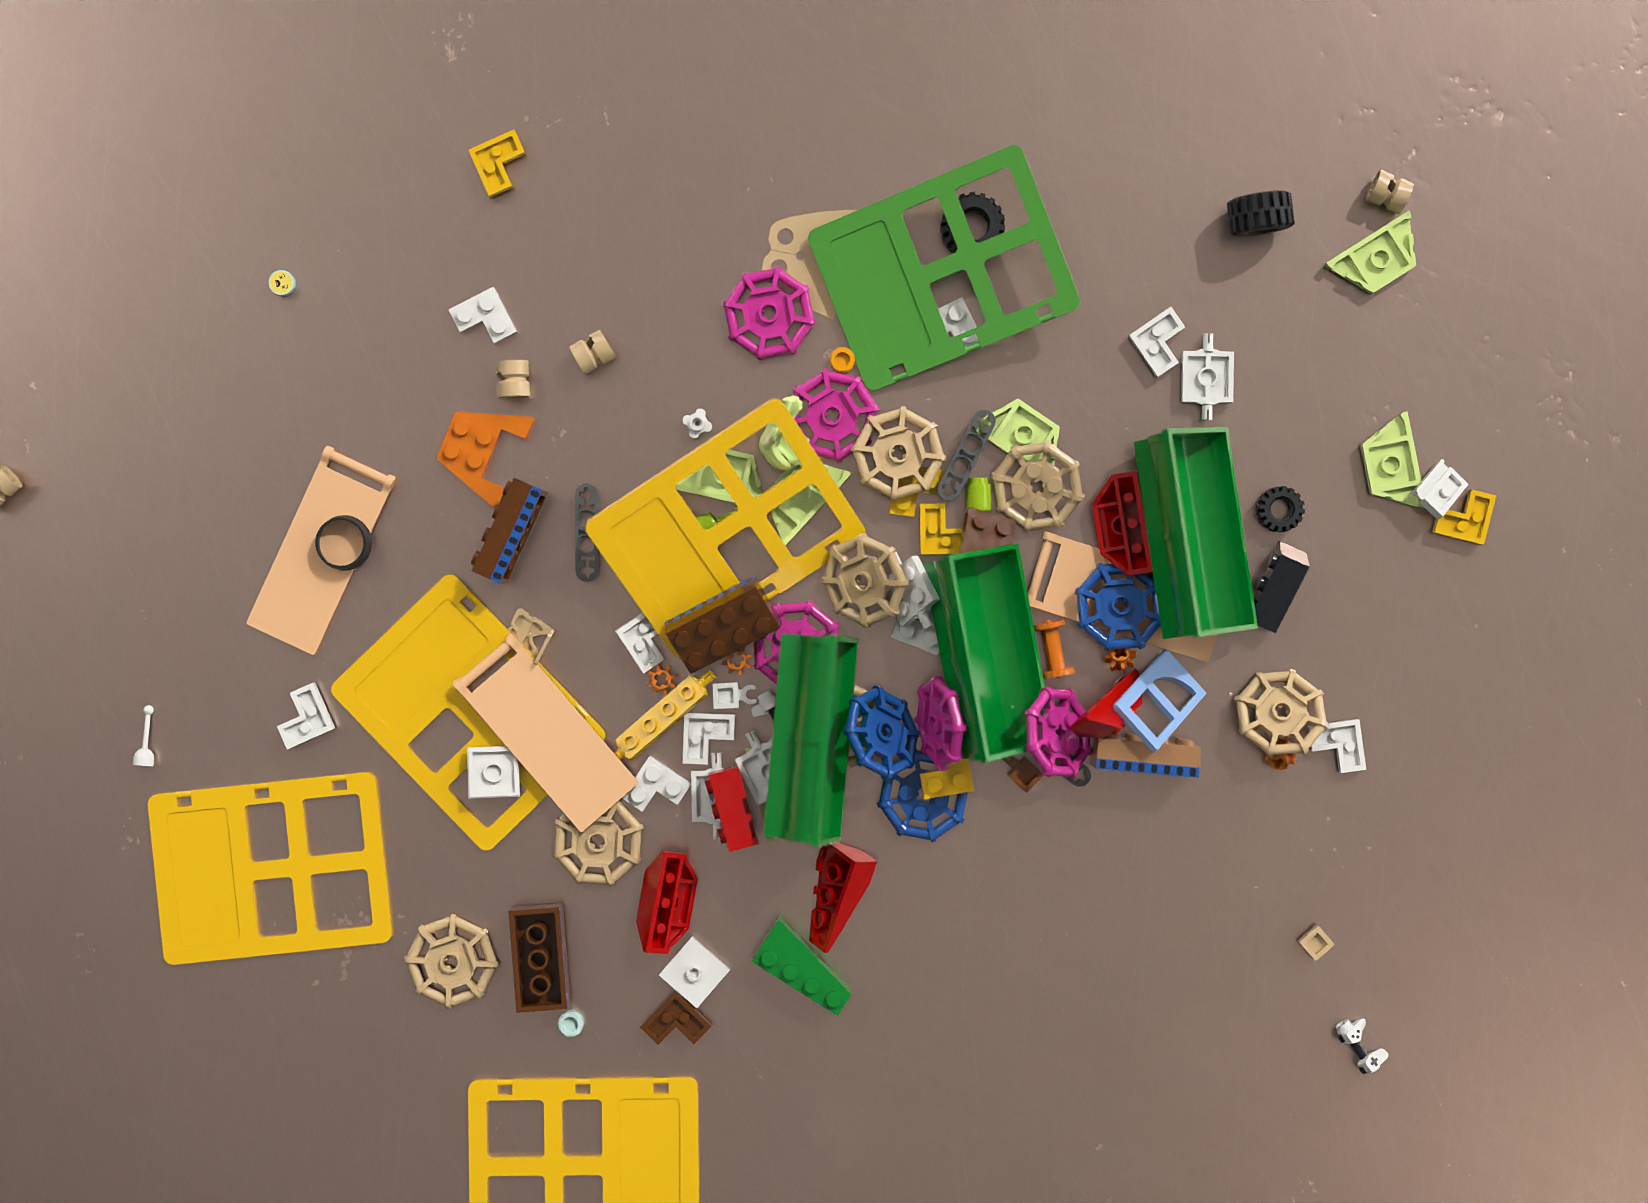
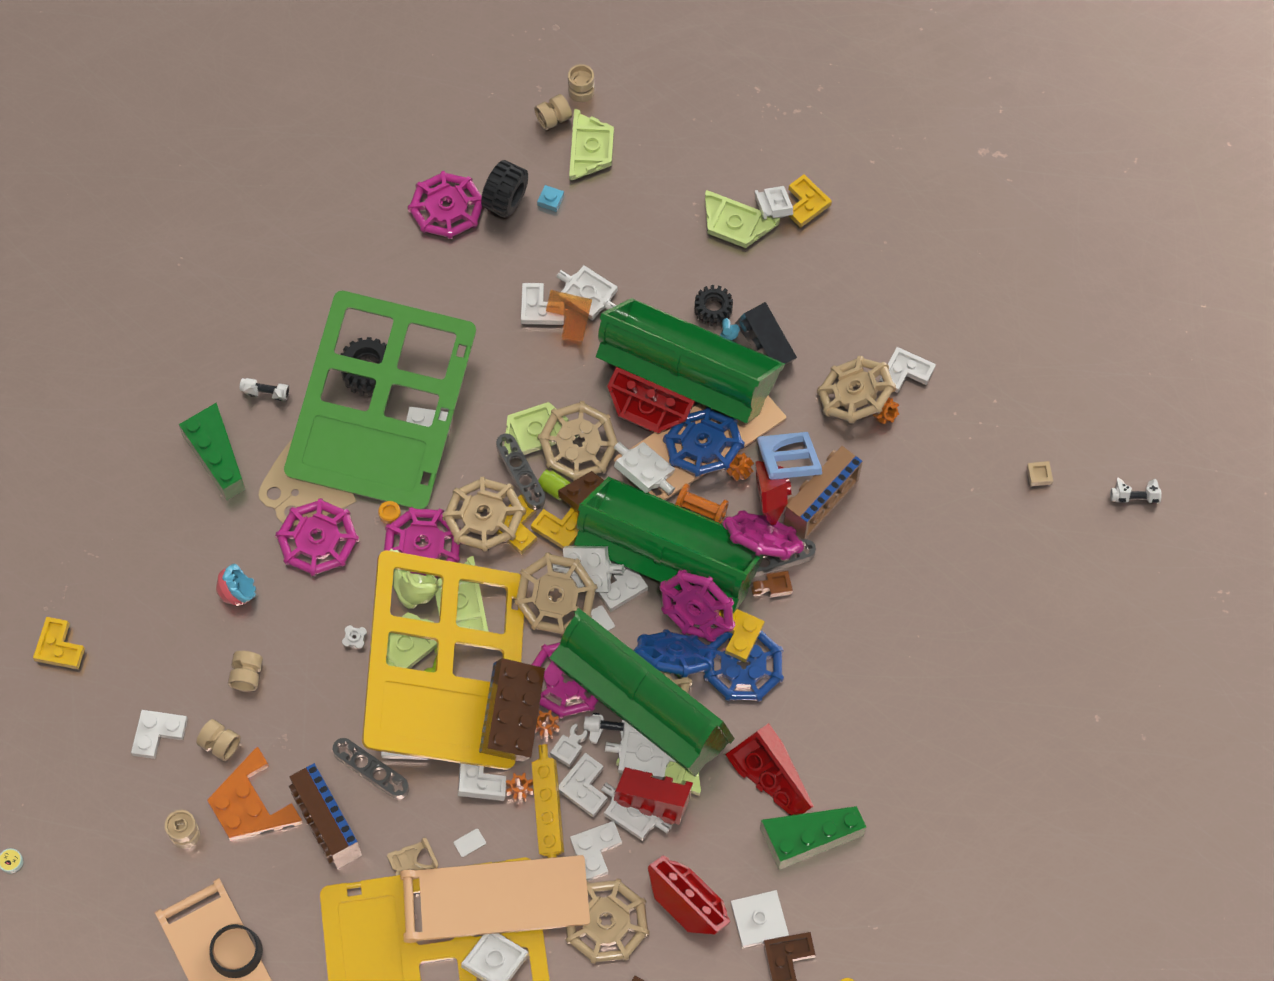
camera: 50 degrees left, 25 degrees down
(411, 413) = (182, 829): none -> tan wheel
(584, 669) = (469, 842): none -> white sticker
(665, 278) = (234, 586): none -> medium azure hair
(786, 144) = (211, 445): none -> green wedge
(873, 132) = (252, 388): none -> white piece
(876, 635) = (601, 616): none -> white sticker
(1052, 569) = (644, 467): none -> white plate
(1174, 384) = (576, 312): none -> clear orange panel
(1194, 169) = (450, 214): none -> dark pink plate
(1263, 544) = (729, 331): none -> medium azure plate
(1289, 261) = (550, 198): none -> medium azure plate
(1444, 195) = (581, 83): none -> tan wheel

